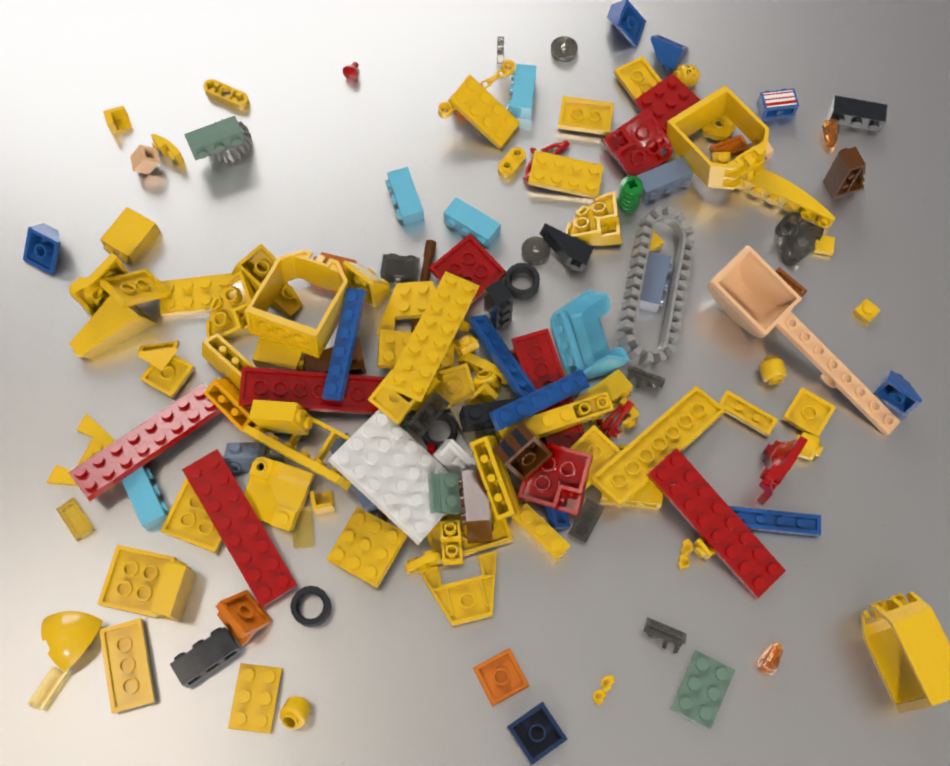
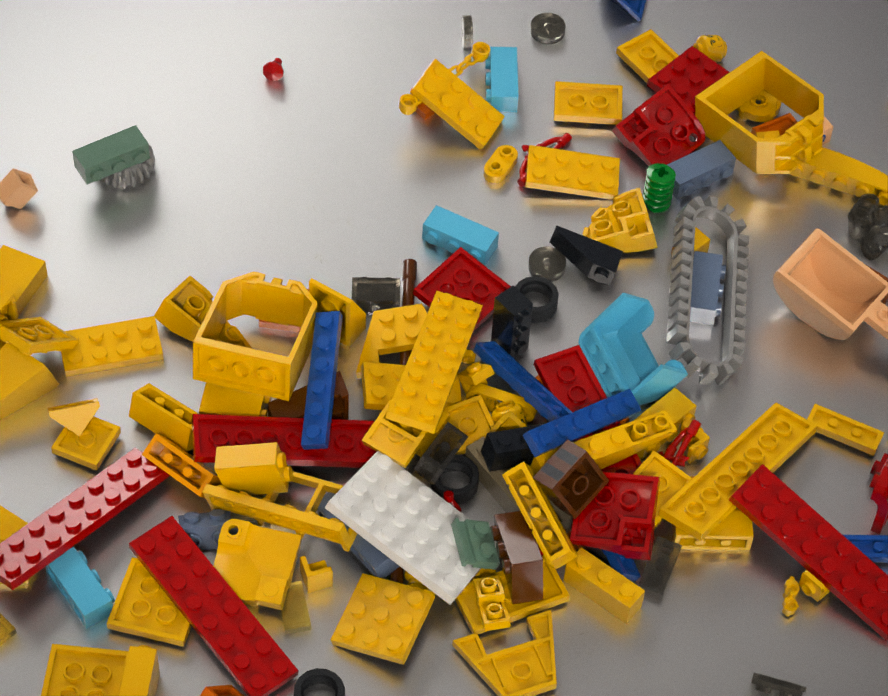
camera: 10 degrees left, 15 degrees down
(167, 148) = (44, 173): yellow slope -> none
(229, 308) = (163, 355): yellow brick -> none
(230, 100) = (131, 114): yellow beam -> none
(404, 196) = (368, 211): medium azure brick -> none
(428, 559) = (464, 625): yellow plate -> none
(454, 458) = (479, 502): white hinge -> none
(653, 380) = (720, 400): clear smoke plate -> none
(668, 52) = (683, 23): blue slope -> none
(772, 370) = (869, 377): yellow head -> none
(777, 104) = (830, 73): brick -> none

